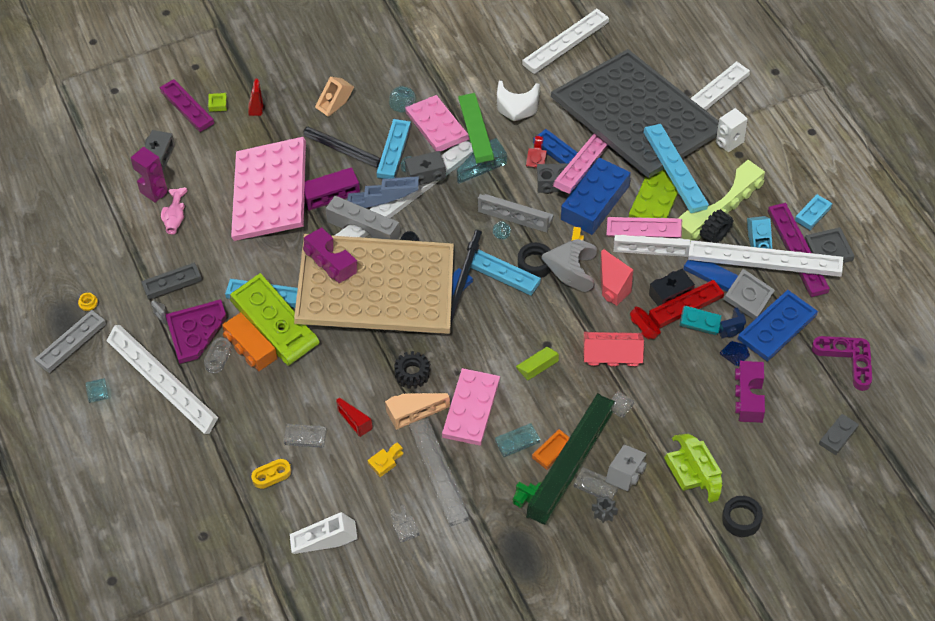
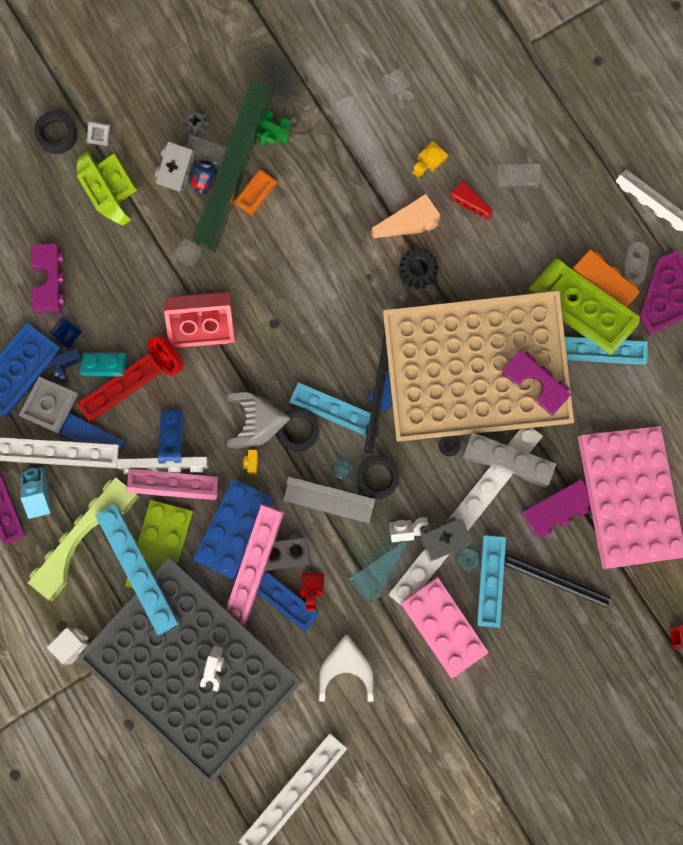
camera: 170 degrees right, 25 degrees up
(270, 473) = (543, 129): yellow plate -> none
(324, 534) = (475, 65): white slope -> none
(334, 95) = (582, 660): light nougat slope -> none
(389, 191) = (491, 500): sand blue slope -> none
(401, 97) = (494, 669): clear light blue hair -> none
(459, 185) = (405, 530): none -> white plate
(471, 407) = (348, 233): bright pink plate -> none
(472, 211) = (378, 460): none -> black tyre
(475, 128) = (393, 618): bright green tile -> none
(517, 440) = (293, 194): clear light blue plate -> none
(538, 363) = (282, 294): lime slope -> none
(600, 458) = (203, 176): none -> dark blue head
(615, 278) = (204, 402): coral slope -> none
(618, 101) = (214, 664): none -> white plate
(643, 260) = (171, 436): none -> blue plate
(670, 287) = (126, 407): black brick -> none
(700, 516) = (98, 133): none -> light grey slope
(716, 226) = (85, 491): black tyre -> none
(721, 85) = (85, 733): white plate -> none

